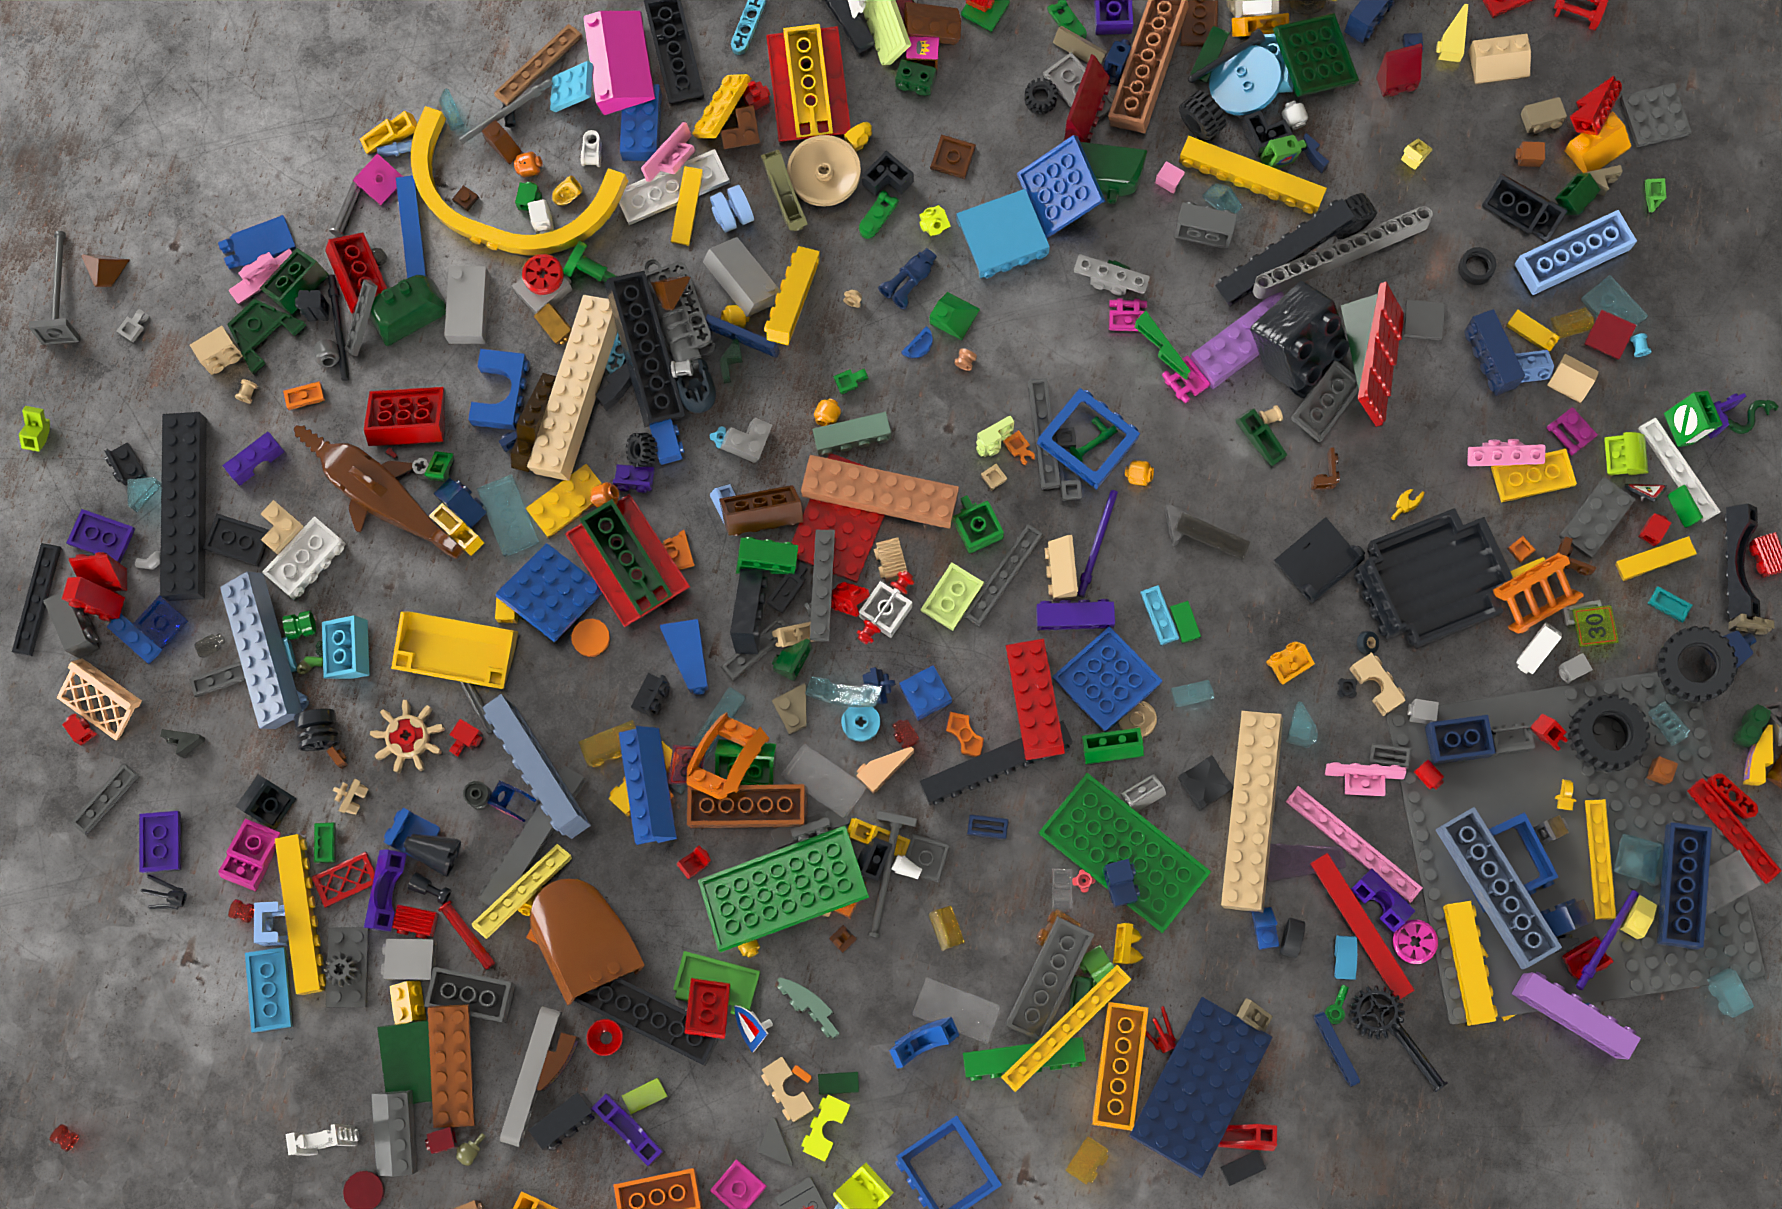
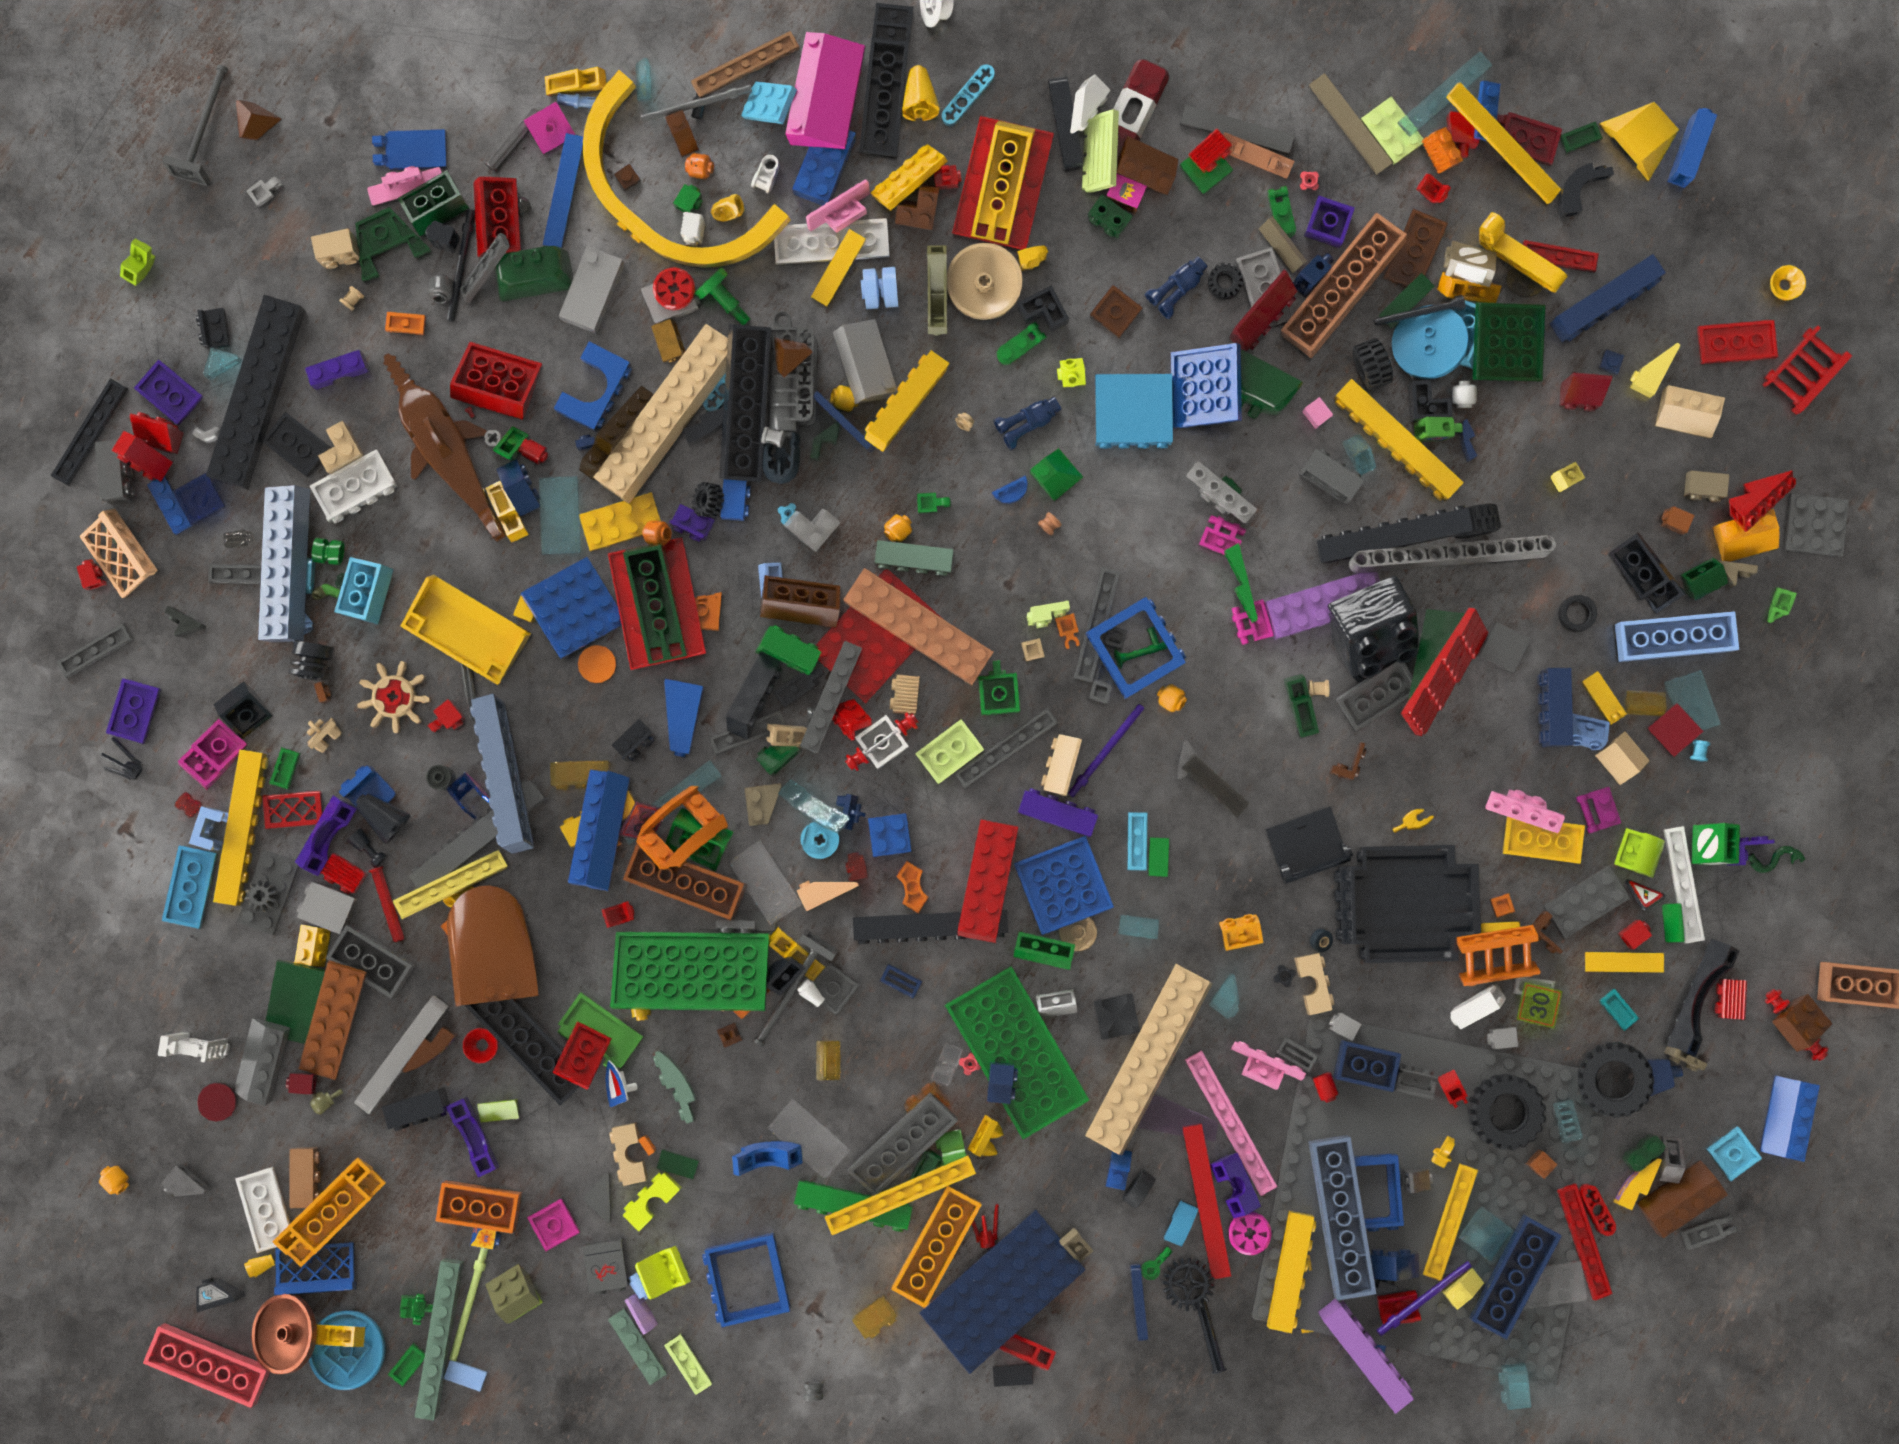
camera: 15 degrees right, 10 degrees up
(463, 466) = (533, 451): none -> red brick
(706, 36) = (919, 96): none -> yellow cone
(1004, 106) = (1184, 278): none -> dark blue piece

